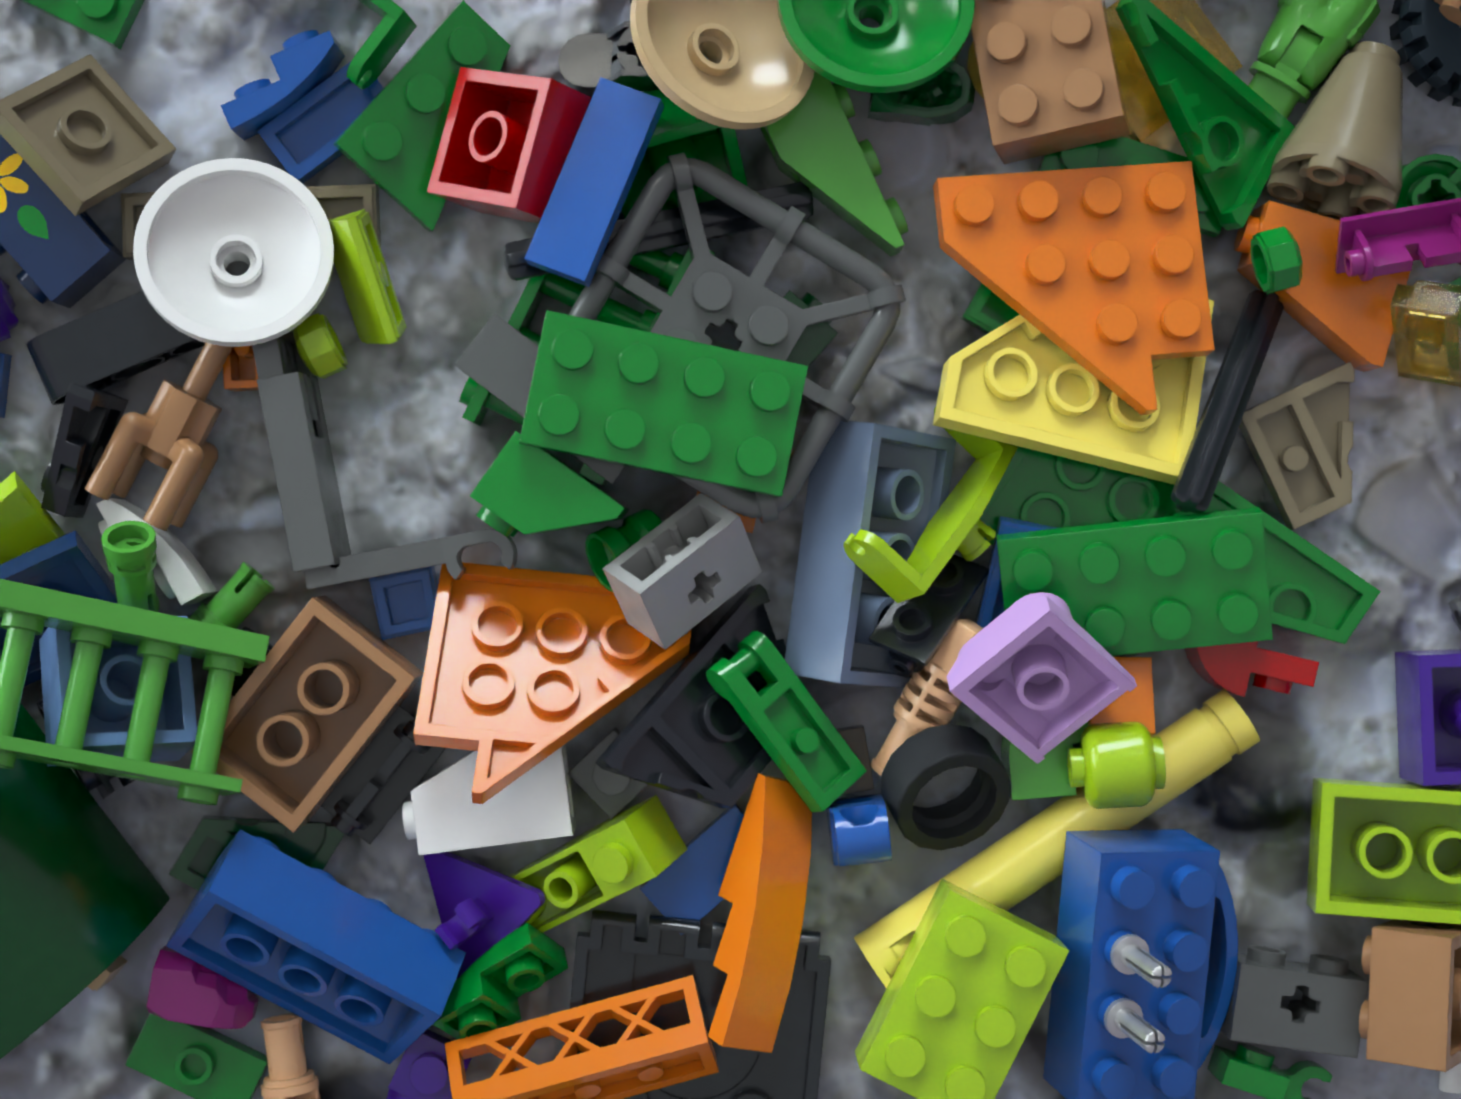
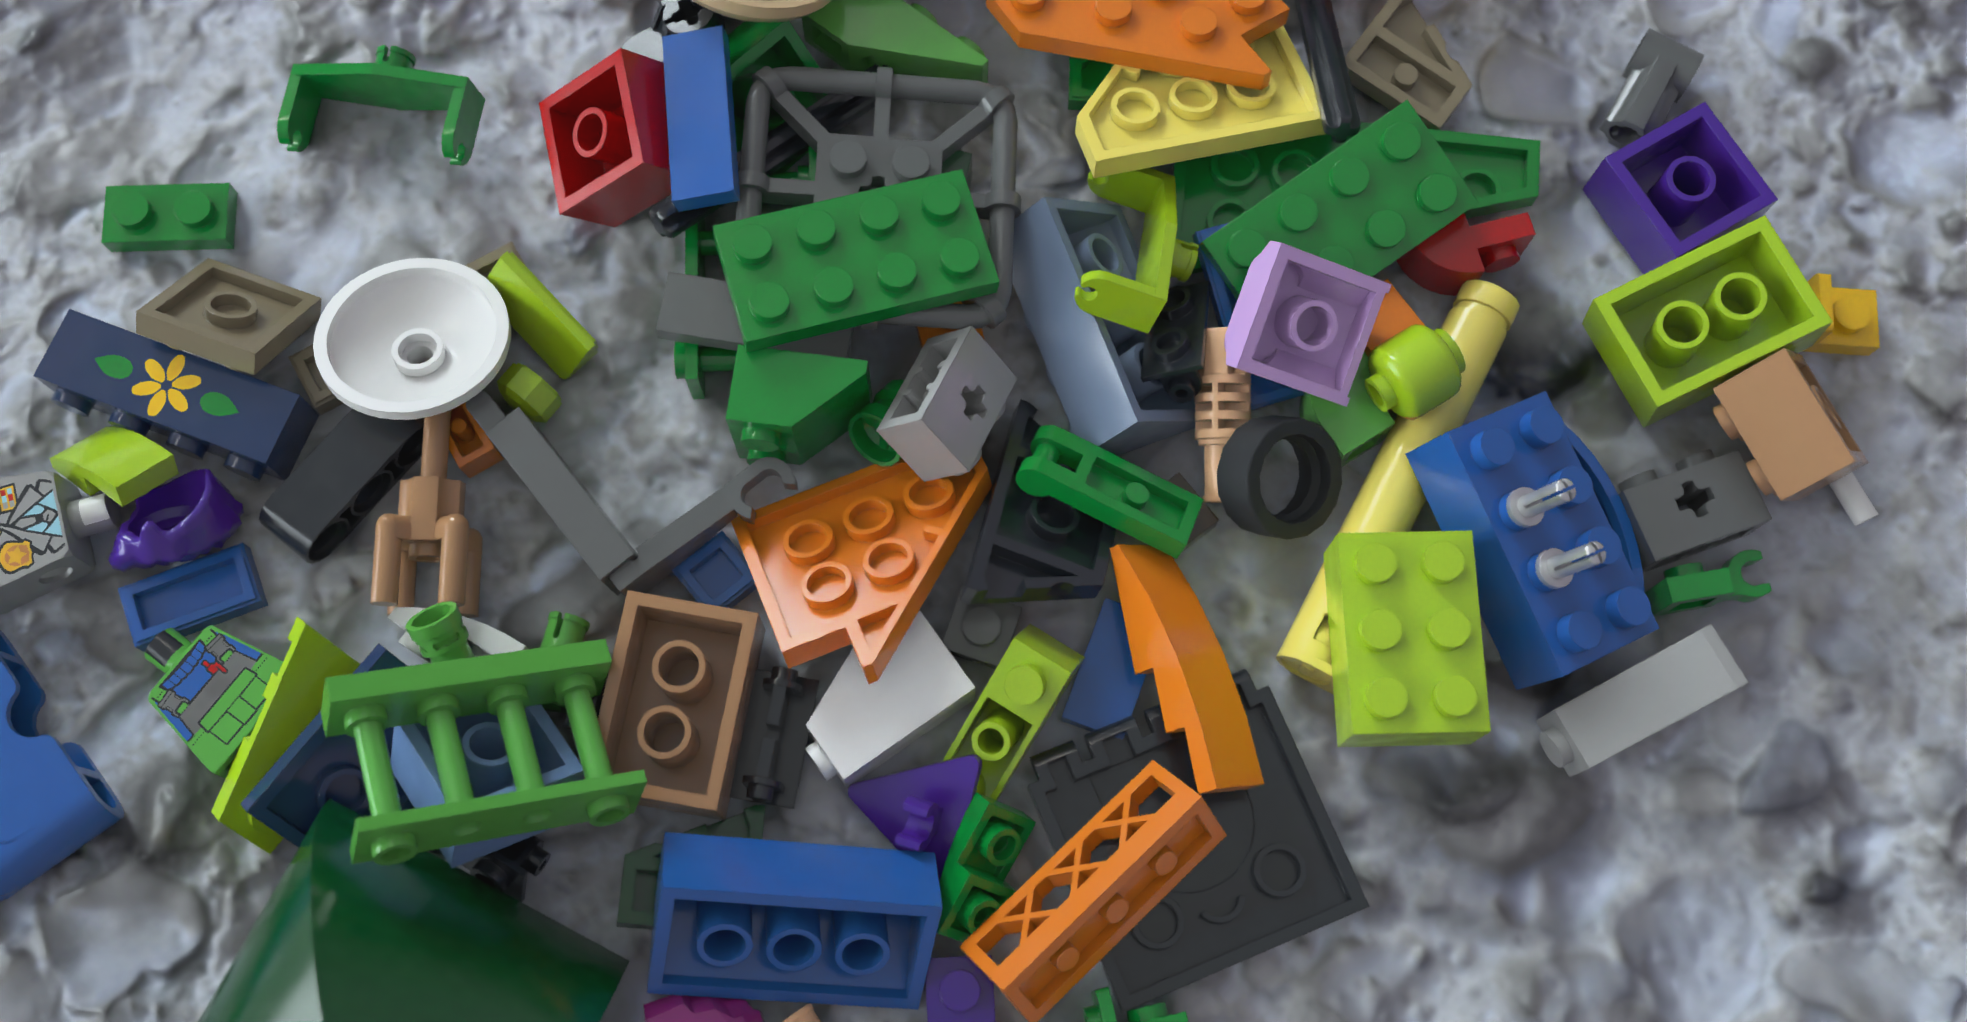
camera: 30 degrees left, 15 degrees down
(82, 436) = (348, 567): black wing -> none
(301, 67) = (403, 176): blue slope -> none
(307, 130) = (446, 211): blue tile -> none
(403, 124) = (513, 180): green wing -> none
(859, 830) = (1228, 556): blue leg -> none

